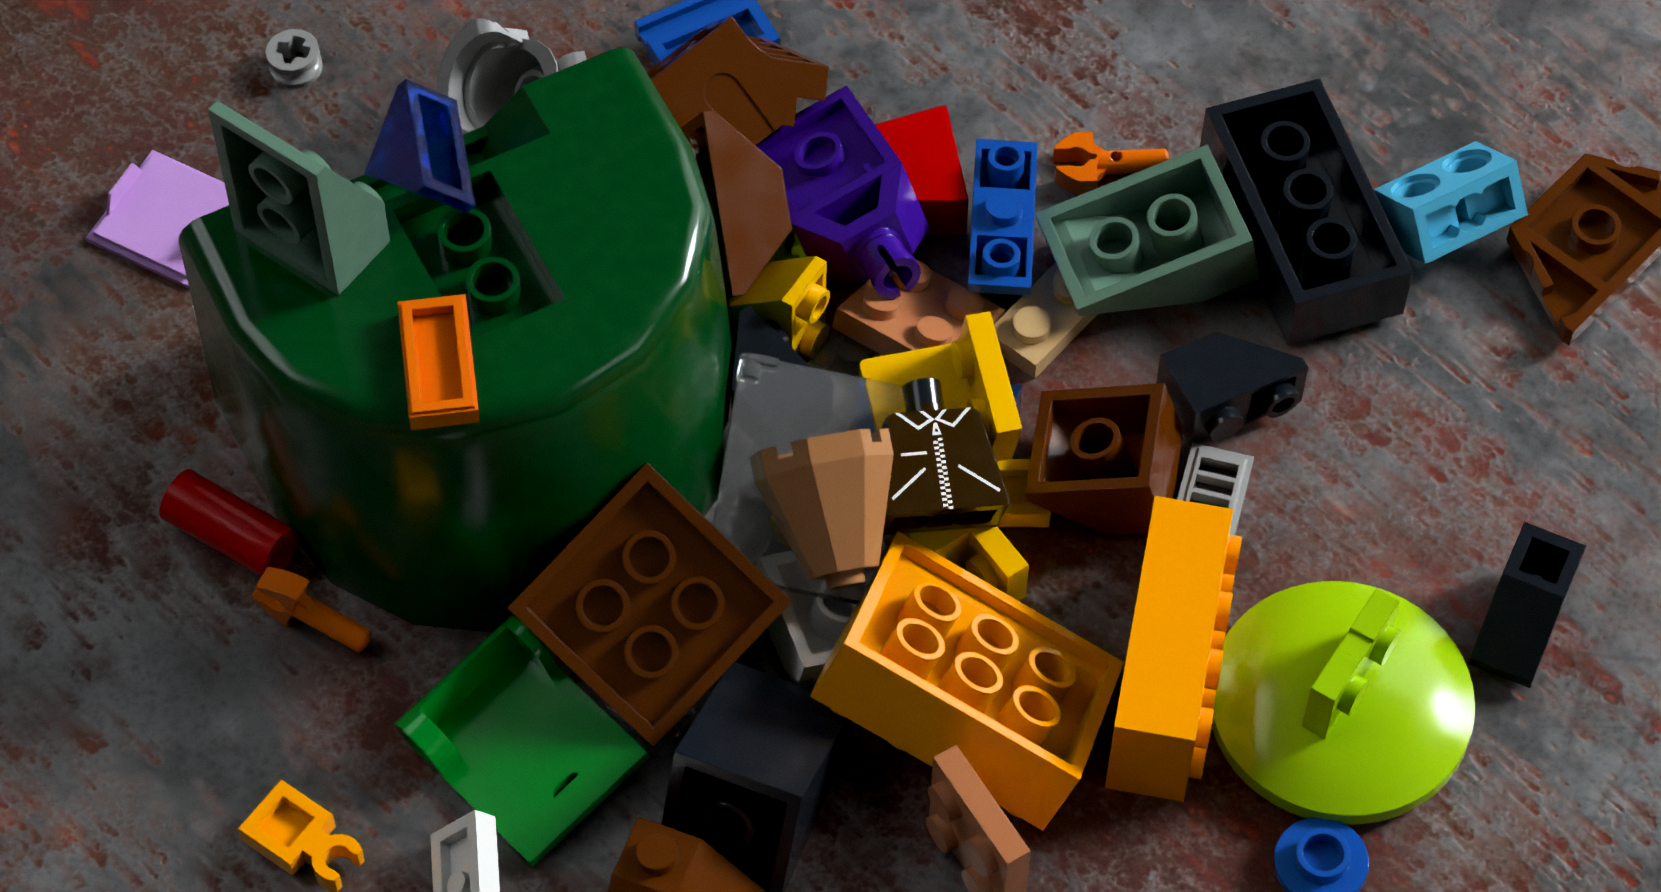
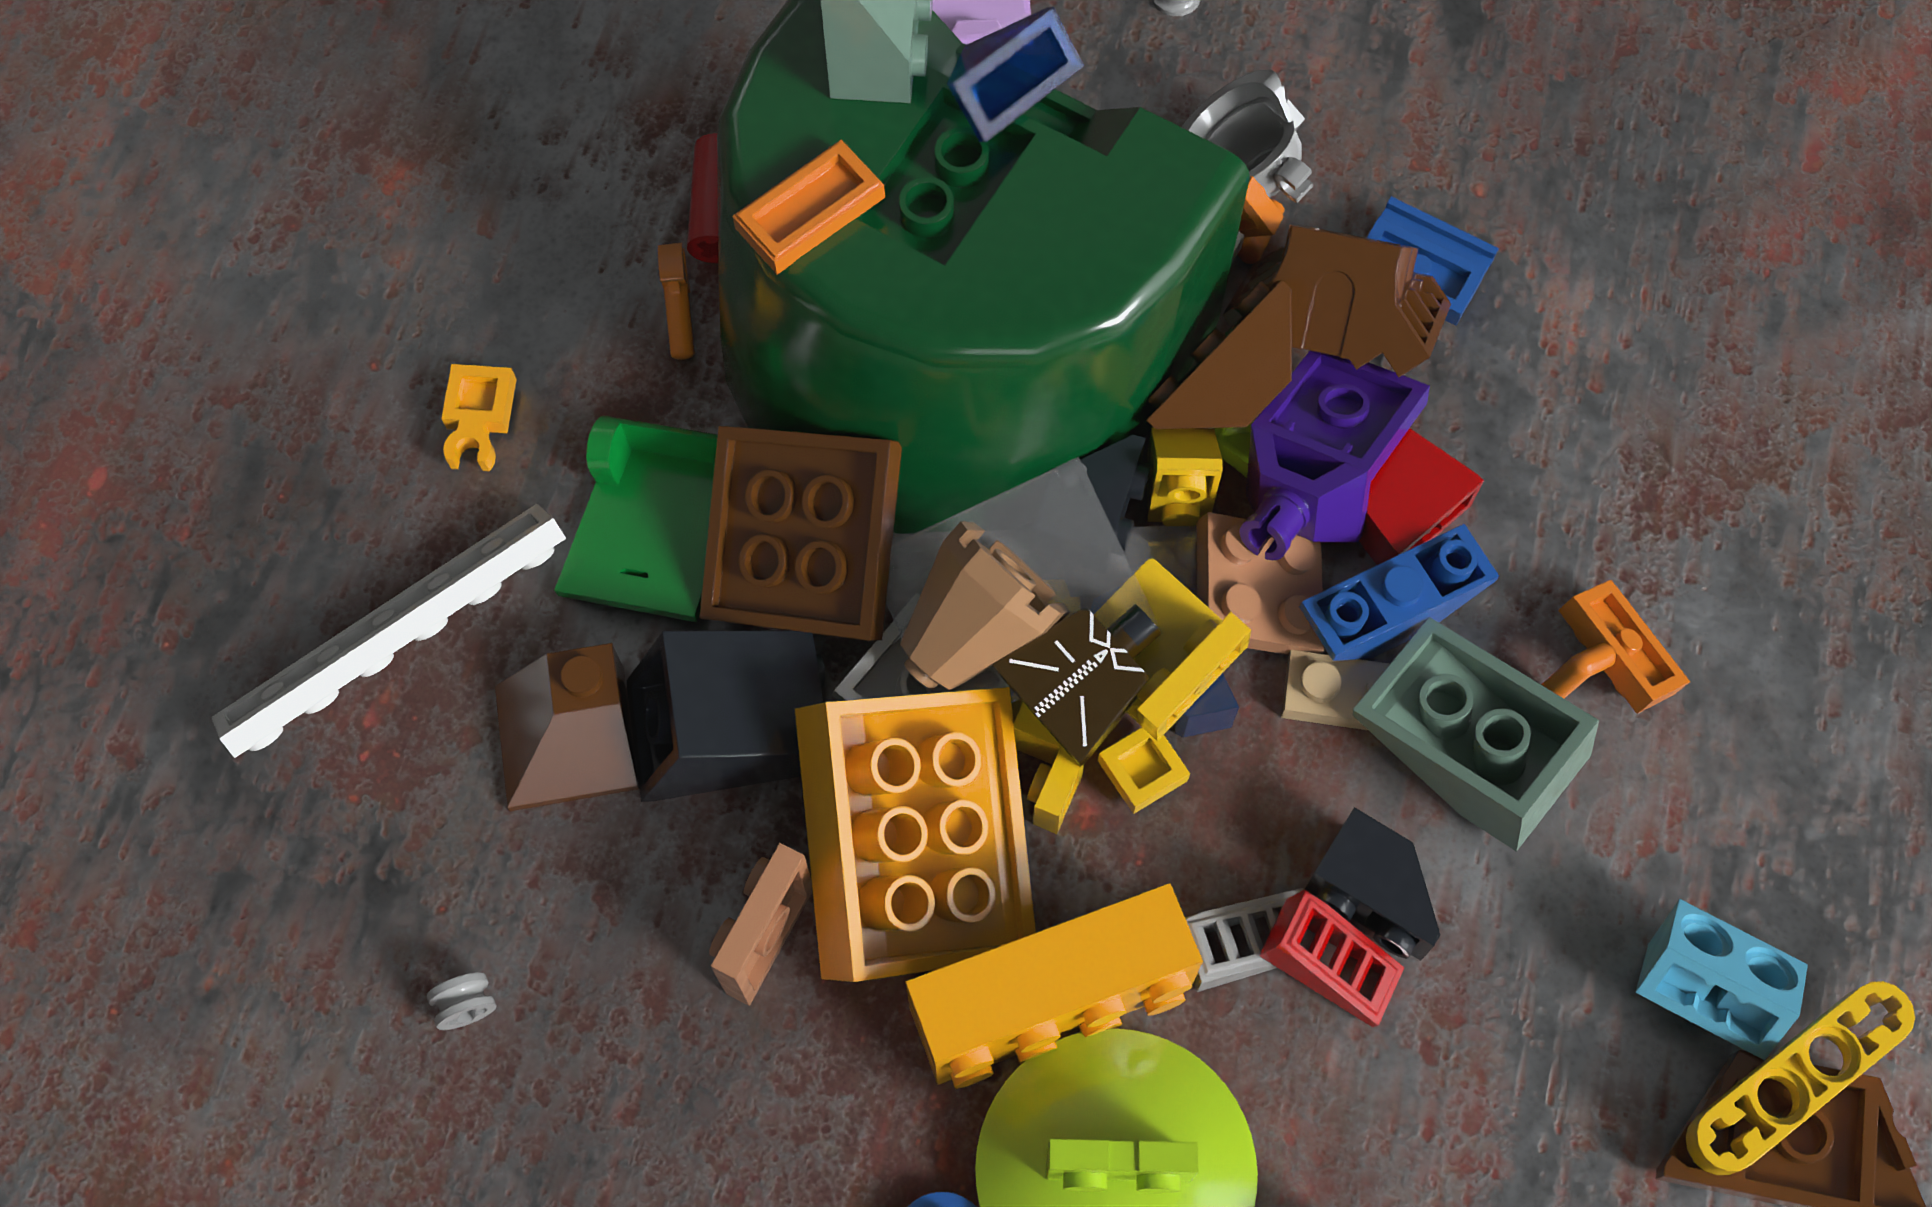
camera: 60 degrees right, 10 degrees up
(1097, 162) = (1541, 644): orange bar -> none
(1105, 455) = (1222, 822): reddish brown slope -> none
(1146, 108) = (1620, 646): none -> orange plate
(1241, 471) = (1284, 951): none -> red slope
(1311, 211) = (1610, 850): black brick -> none
(1562, 197) = (1805, 1083): none -> yellow beam

